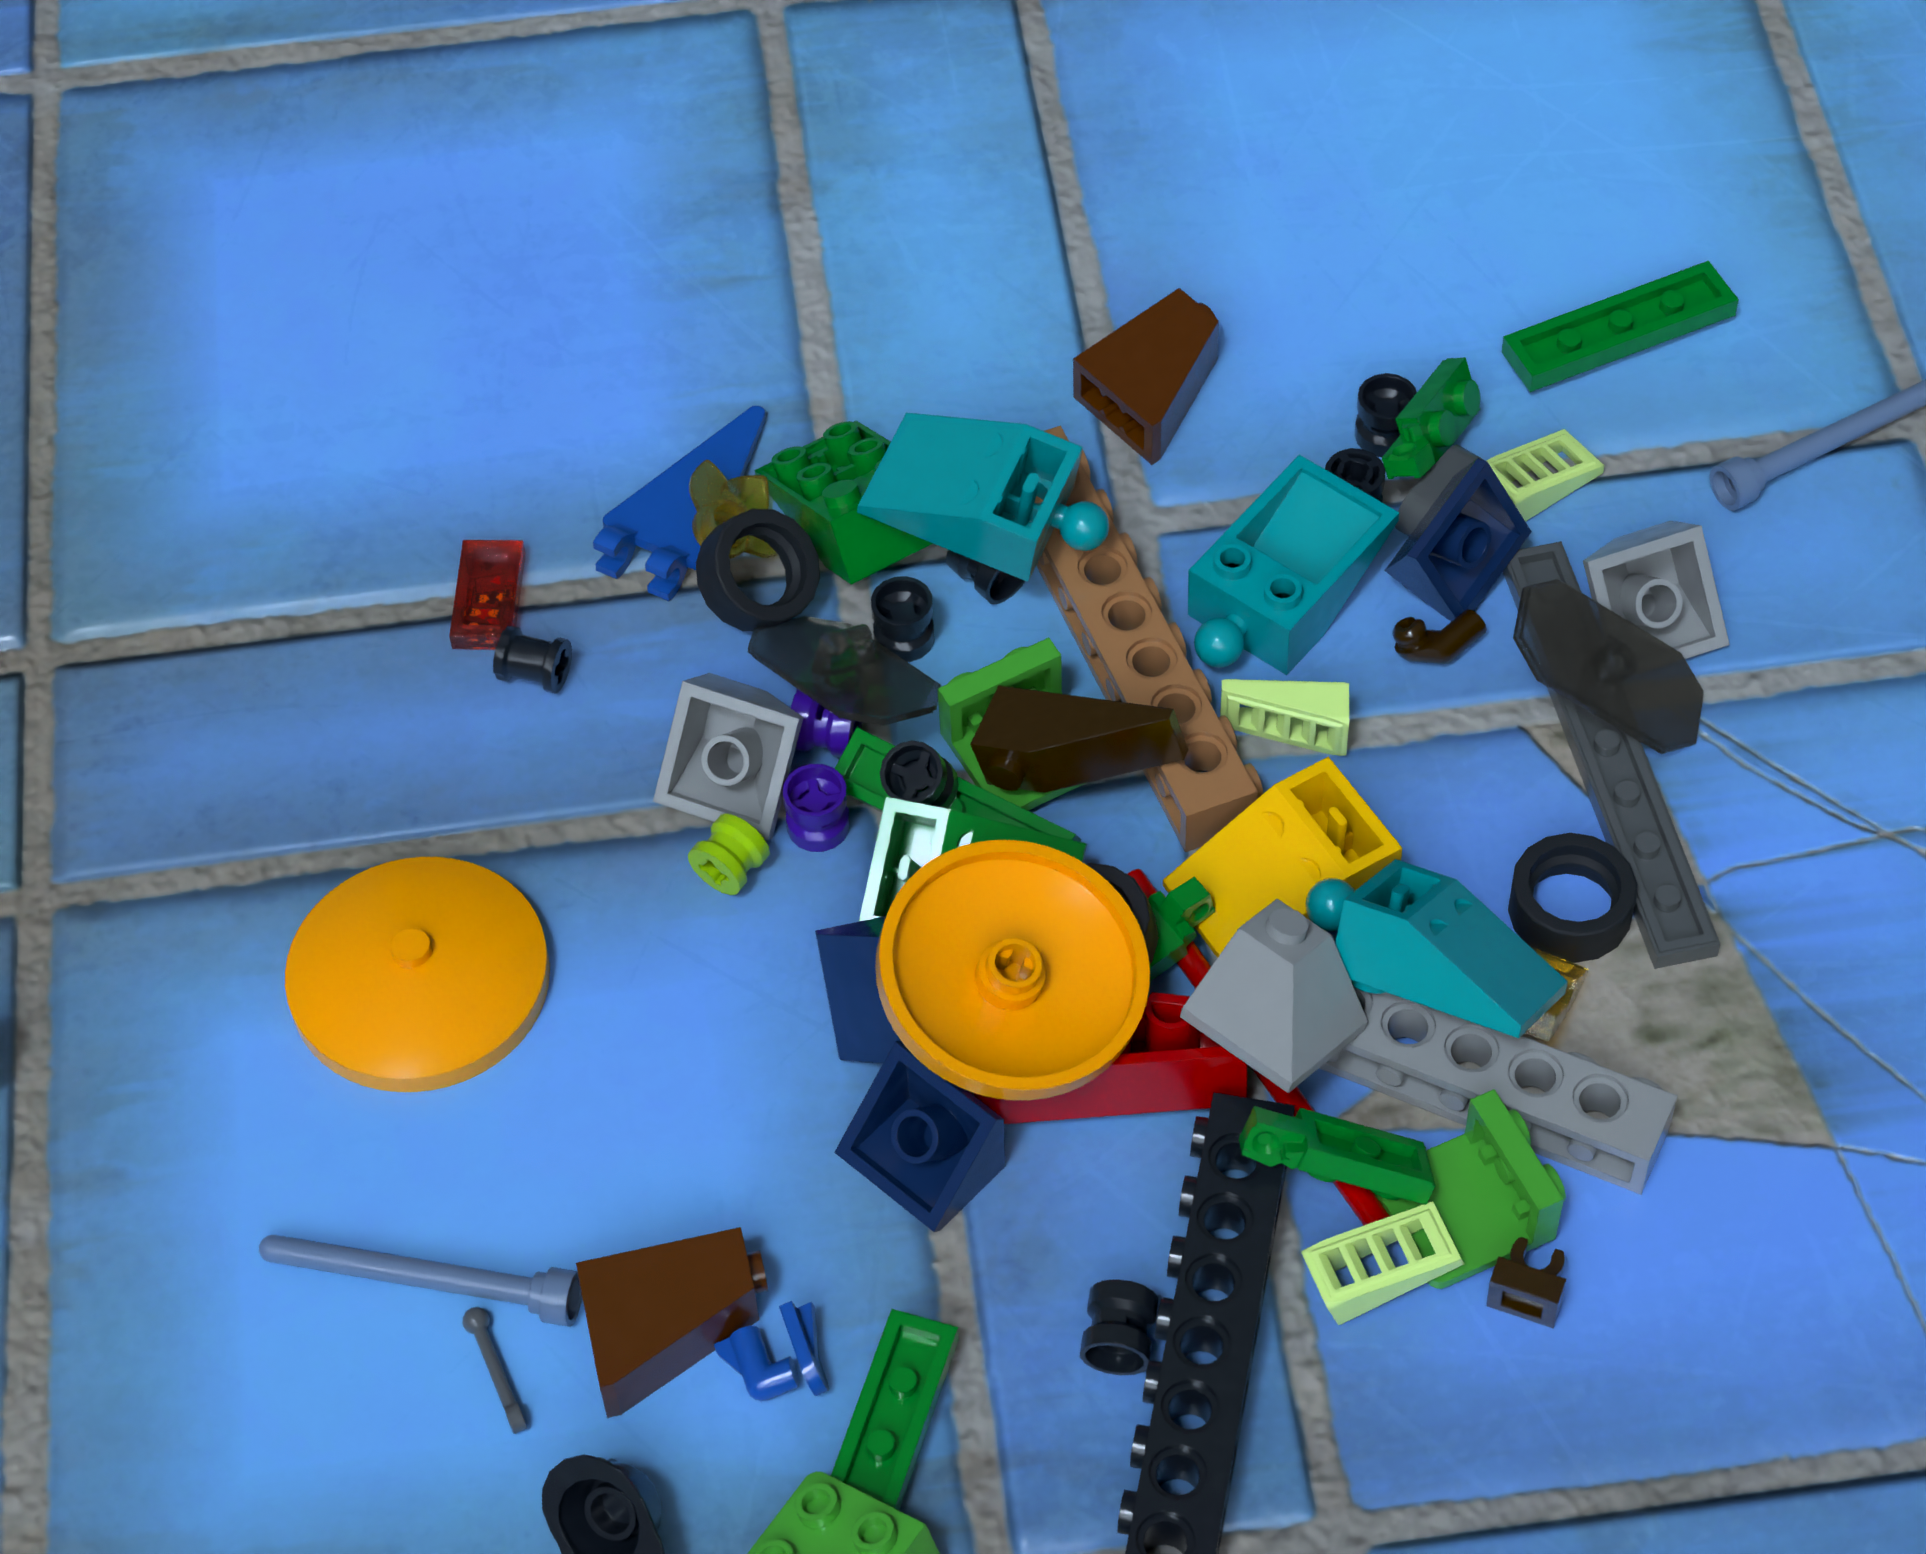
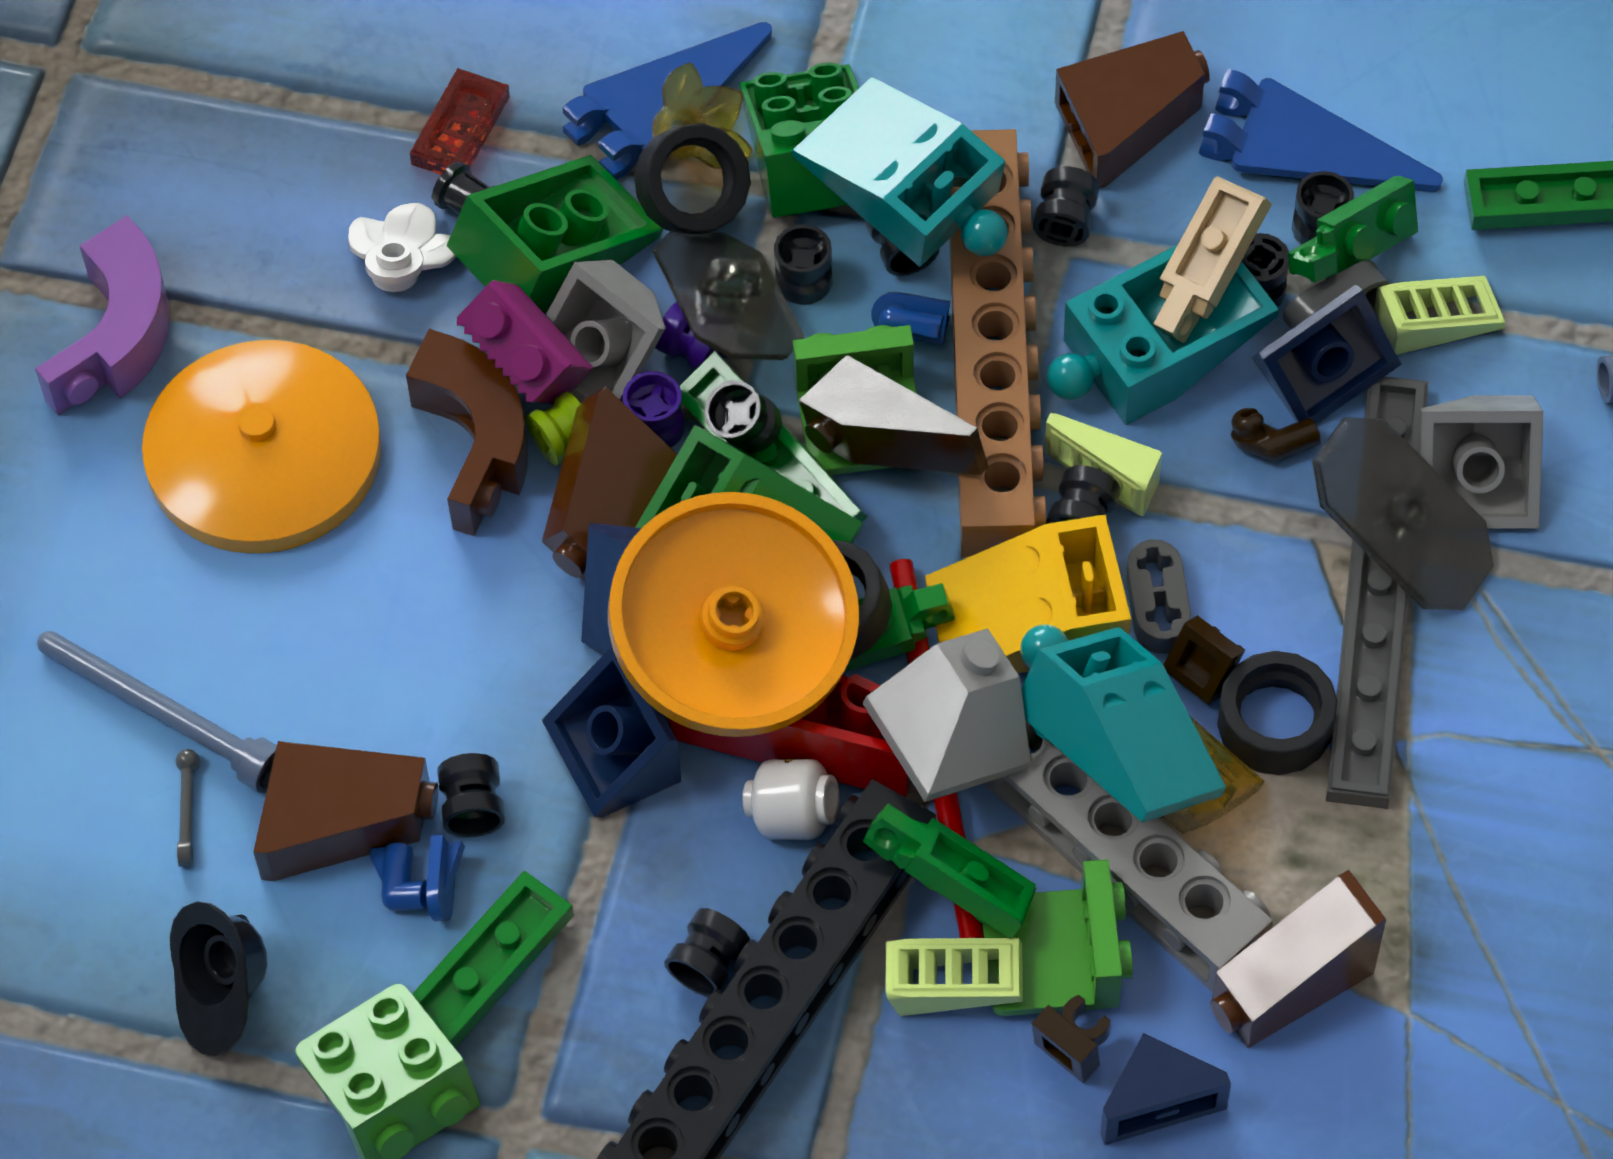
camera: 20 degrees right, 5 degrees up
(211, 850) = (131, 331): none -> medium lavender arch
(479, 729) = (399, 246): none -> white plate
(624, 670) = (546, 222): none -> green slope
(635, 851) = (464, 386): none -> reddish brown arch
(659, 779) = (523, 343): none -> magenta brick
(797, 1248) = (470, 794): none -> black wheel
(801, 879) = (605, 477): none -> reddish brown slope
(1032, 628) = (924, 314): none -> blue piece
(1134, 1143) = (791, 799): none -> white head
(1137, 486) = (1067, 200): none -> black wheel
(1285, 749) = (1084, 494): none -> black wheel
(1311, 481) = (1208, 256): none -> tan hinge
(1324, 357) = (1298, 137): none -> blue flag
(1410, 817) = (1145, 597): none -> dark grey beam
(1481, 866) = (1202, 659): none -> dark brown tile
(1642, 1303) = (1161, 1090): none -> dark blue slope
(1722, 1126) = (1300, 962): none -> slope

